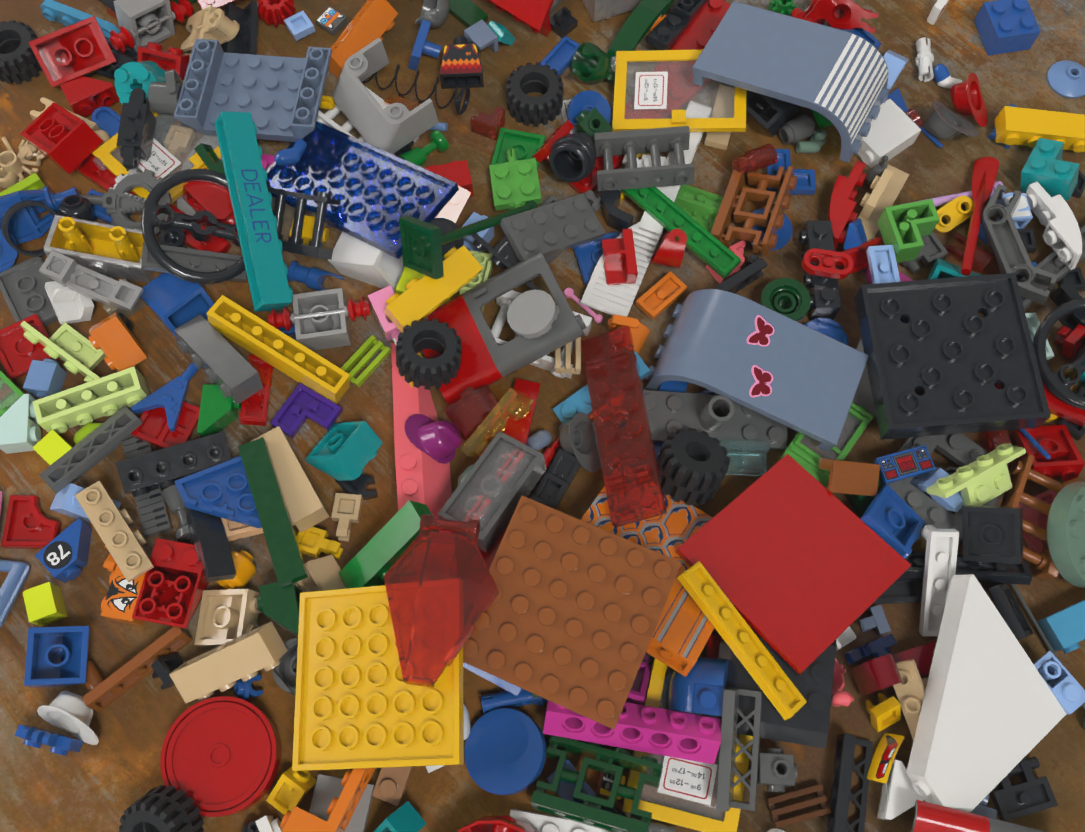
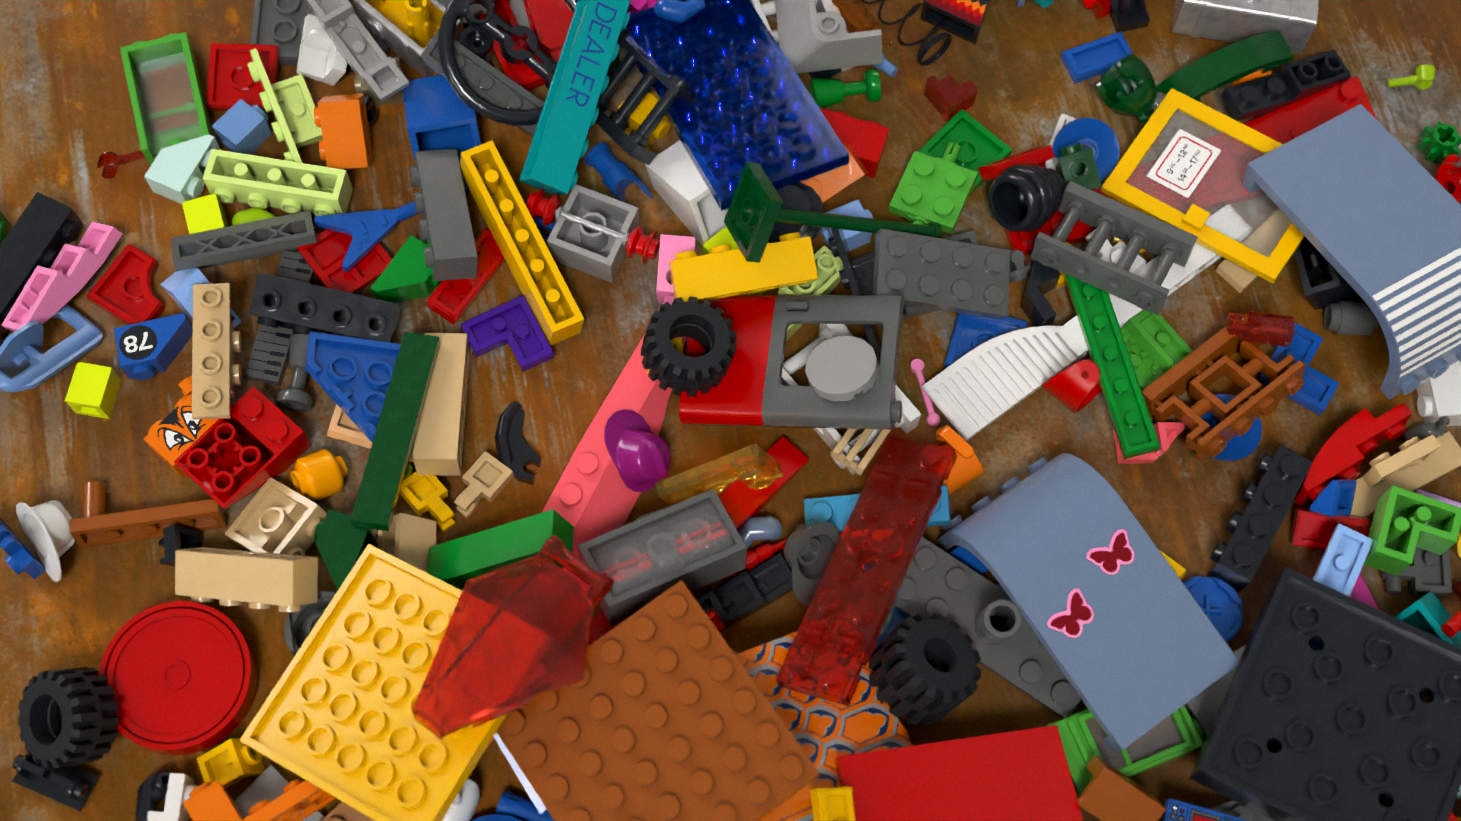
camera: 30 degrees right, 0 degrees up
(56, 656) = (71, 457): blue slope -> none
(210, 545) = (306, 430): black slope -> none
(244, 690) = (248, 618): blue plate -> none
(345, 450) = (526, 407): teal slope -> none
(378, 345) = (613, 300): lime tile -> none
(471, 409) = (701, 442): clear red brick -> none
(534, 79) = (1037, 67): black tyre -> none
(620, 259) = (1003, 359): red panel -> none
(661, 295) = (1030, 435): orange plate -> none
(744, 277) = (1146, 472): black hinge -> none
(746, 457) = (1004, 698): clear light blue panel -> none
(786, 298) = (1185, 531): dark green piece -> none
(814, 144) = (1364, 349): sand green arm -> none
(826, 262) = (1266, 513): red plate -> none

